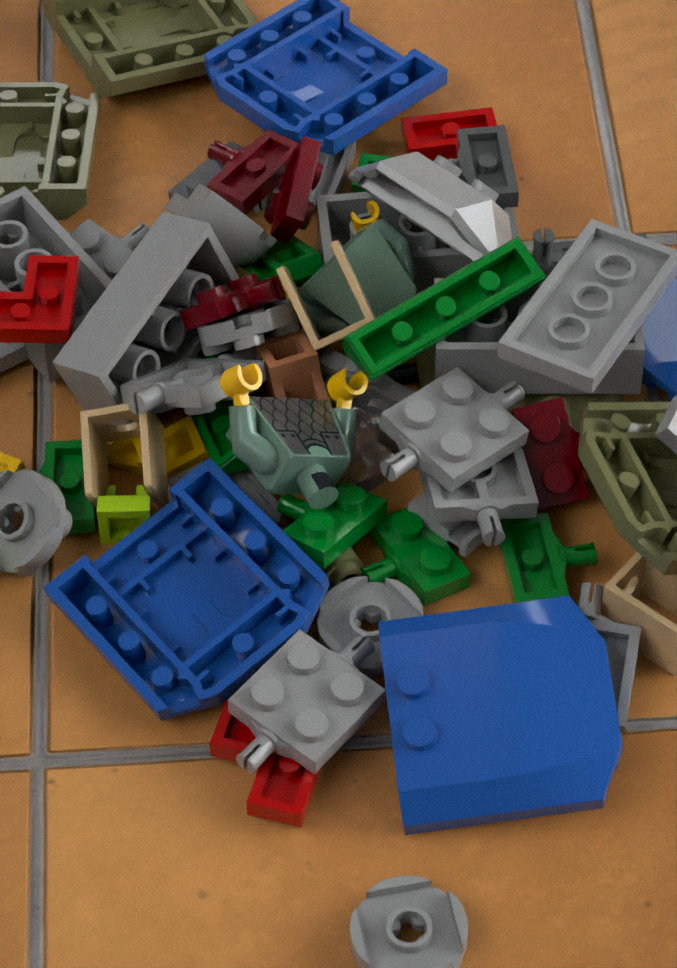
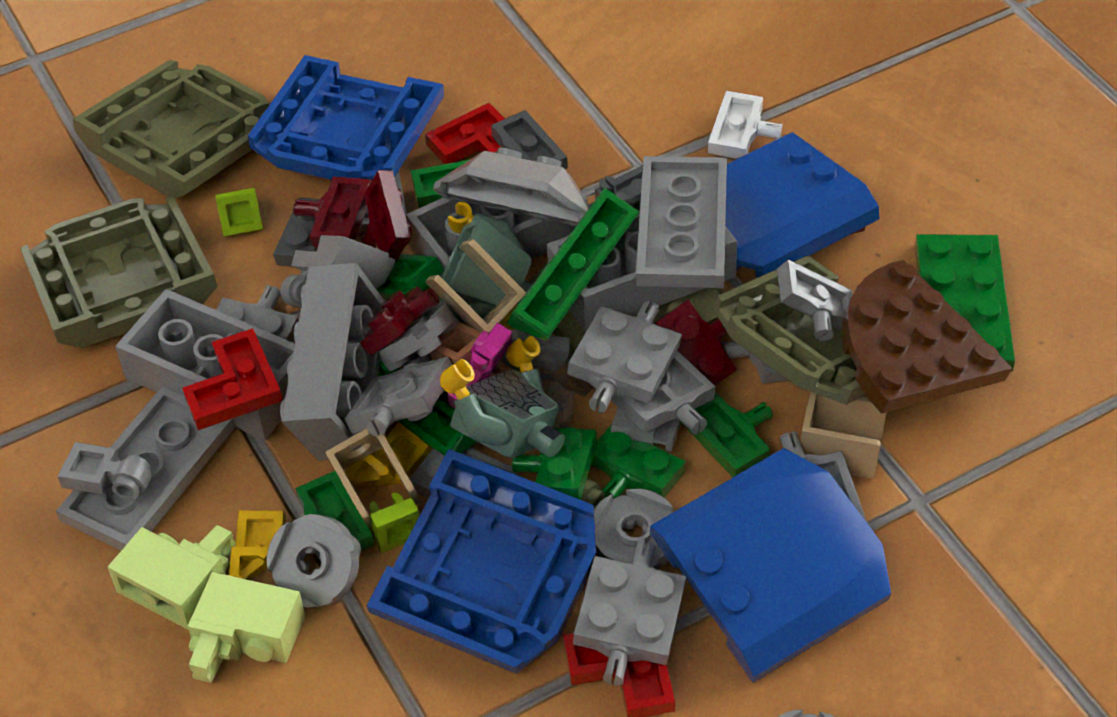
camera: 25 degrees left, 0 degrees up
(157, 134) = (239, 212): none -> lime tile
(299, 374) = (486, 354): none -> dark pink plate

